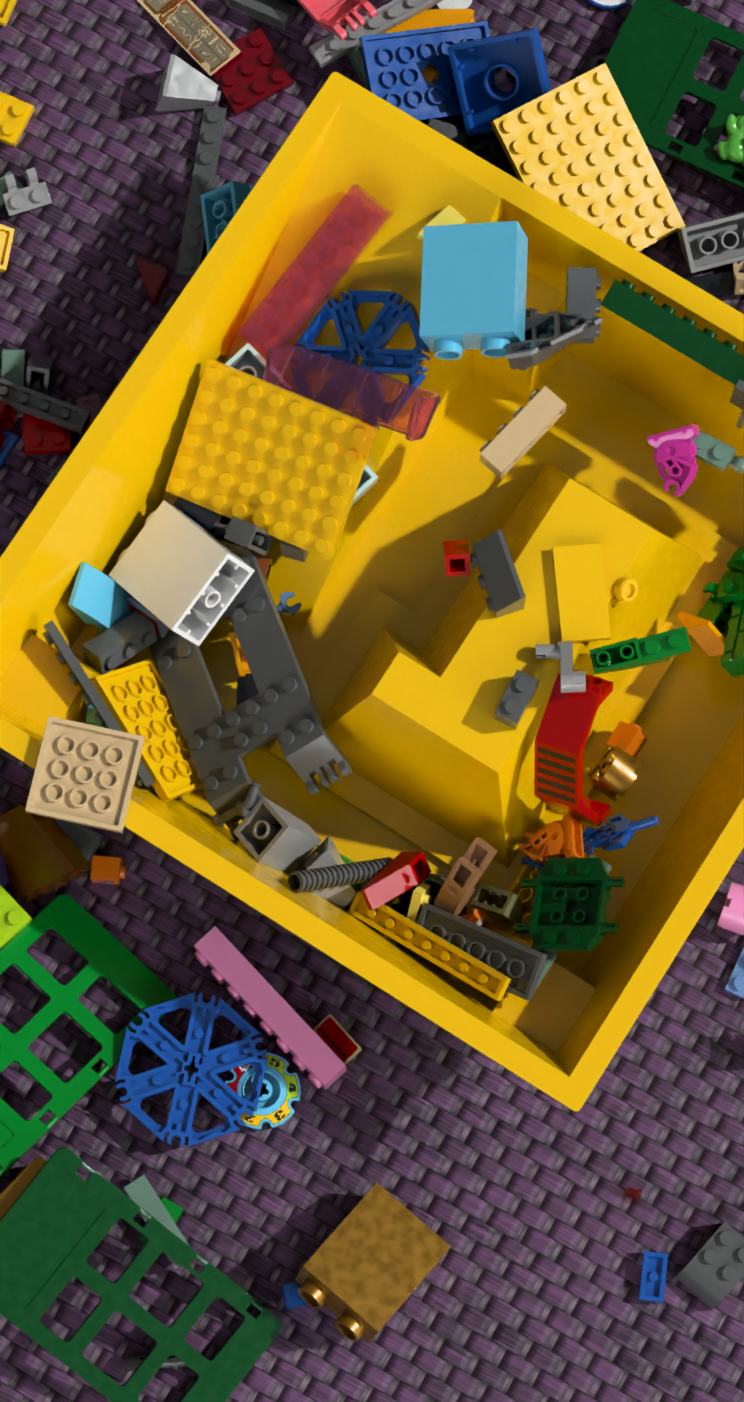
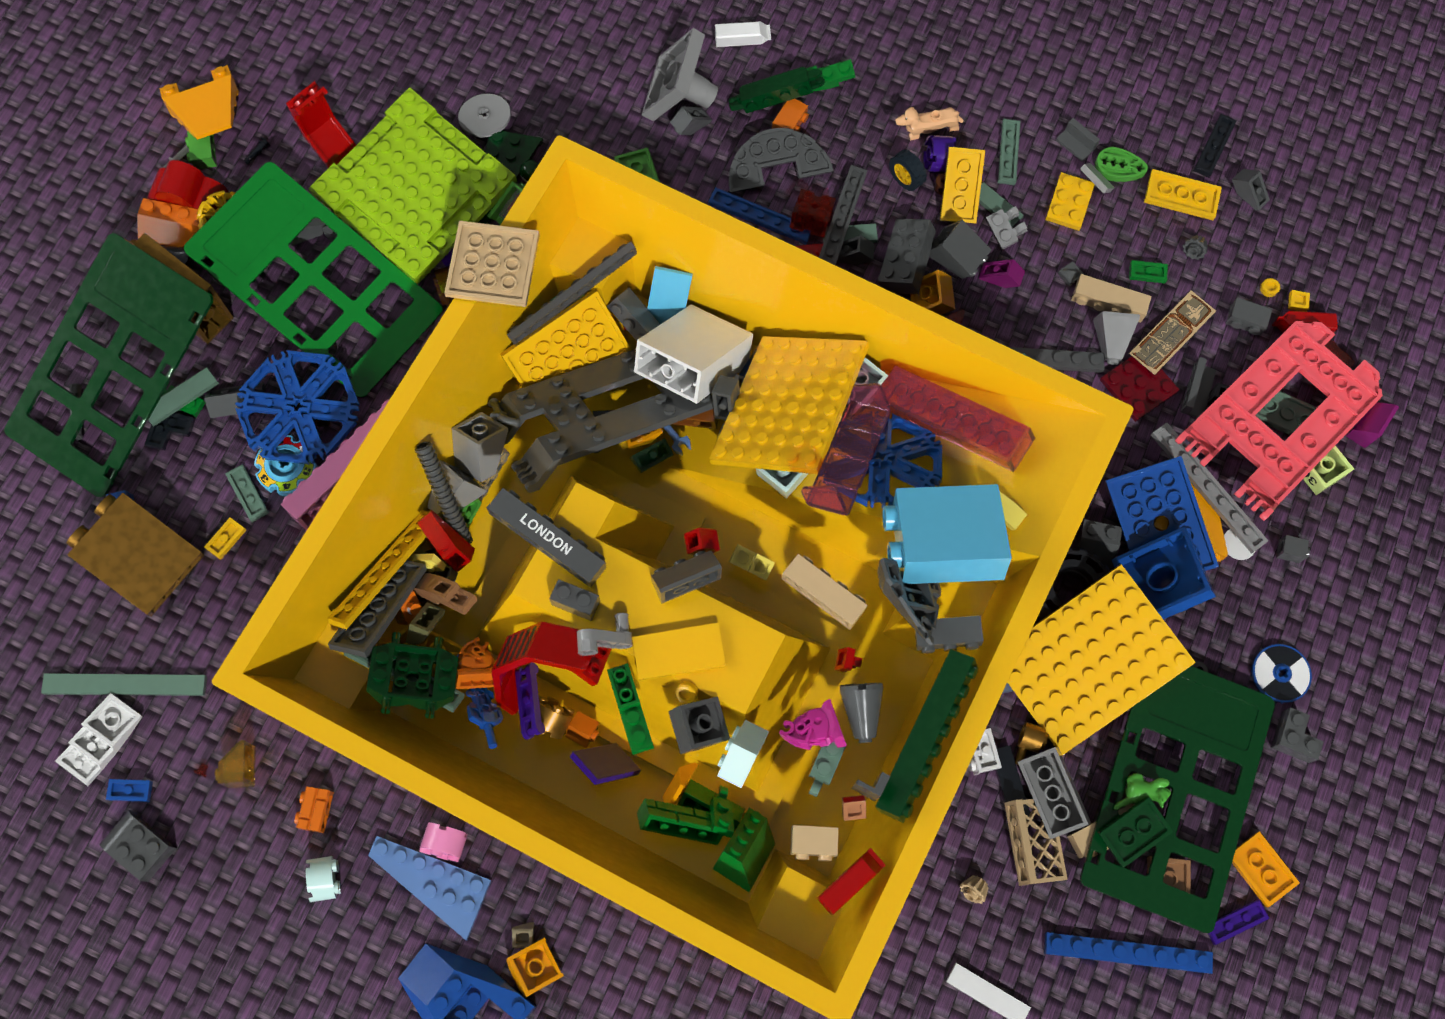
camera: 80 degrees right, 5 degrees down
(50, 254) = (959, 249): none -> dark grey slope
(56, 315) = (907, 256): none -> dark grey brick
(88, 207) = (1002, 273): none -> magenta slope
(94, 127) = (1070, 273): none -> dark grey tile
(102, 36) = (1148, 271): none -> green plate
(108, 294) = (936, 293): none -> light orange slope
(135, 85) = (1110, 297): none -> tan brick
(165, 1162) = (222, 401): none -> dark grey panel
(194, 1229) = (160, 434): none -> black plate
(292, 1142) = (247, 493): none -> sand green tile
(301, 639) = (652, 455): none -> clear green slope
(350, 1167) = (225, 538): none -> yellow plate
(439, 727) = (547, 537): none -> dark grey brick
(447, 529) = (751, 562): none -> light yellow slope
(524, 1288) = (124, 684): none -> sand green tile
(589, 1315) = (99, 739): none -> white slope
(602, 416) = (846, 660): none -> red tile
(611, 786) = (529, 701): none -> dark purple plate
(638, 1144) = (237, 766): none -> clear yellow slope
(657, 404) = (862, 708): none -> dark grey cone
(664, 579) = (699, 725): none -> dark grey slope
(666, 253) = (1030, 738): none -> pearl gold piece
(671, 713) = (605, 763): none -> tile
(690, 1059) = (314, 809): none -> orange brick
(698, 532) = (742, 752): none -> light aqua brick

